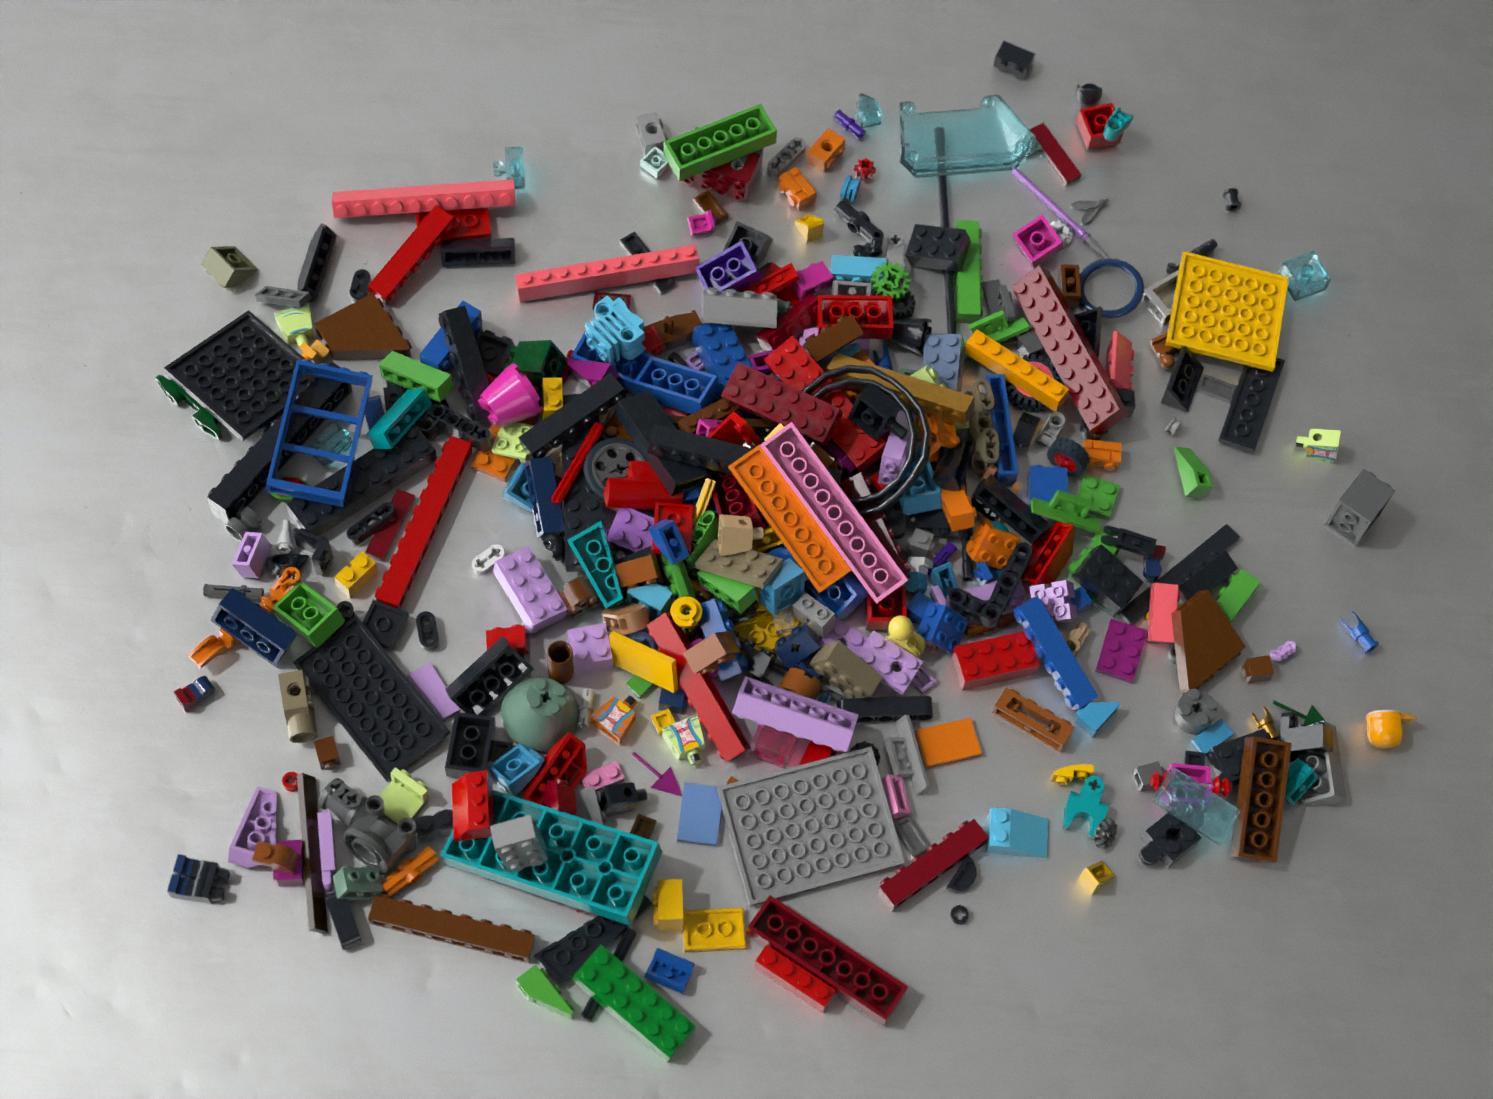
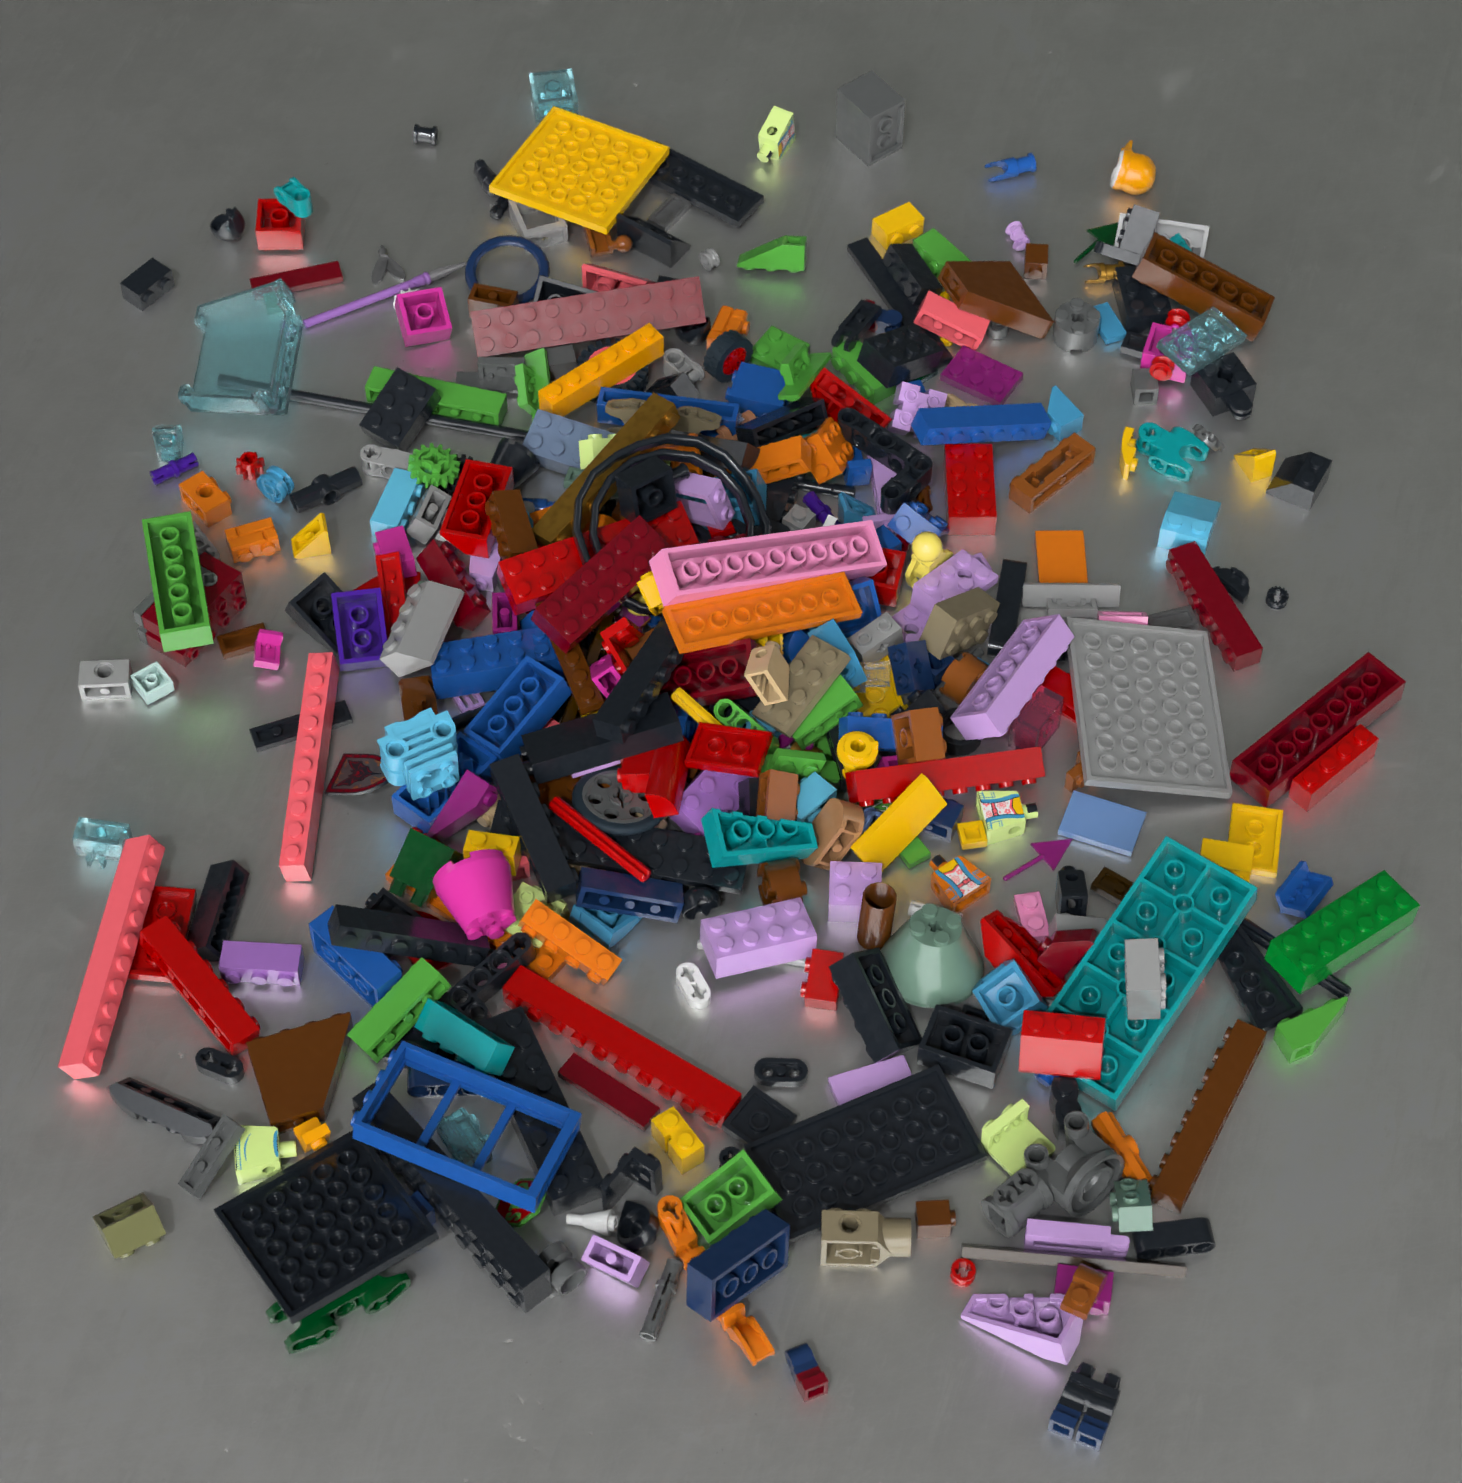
camera: 70 degrees left, 10 degrees down
(374, 515) = (604, 1088): black beam -> none
(441, 286) = (261, 963): none -> medium lavender brick
(492, 467) = (569, 942): none -> orange brick
(669, 540) = (754, 745): blue slope -> none
(871, 249) = (369, 479): black bar -> none
(1088, 916) = (1301, 479): none -> black slope
(1259, 556) = (897, 225): none -> yellow brick

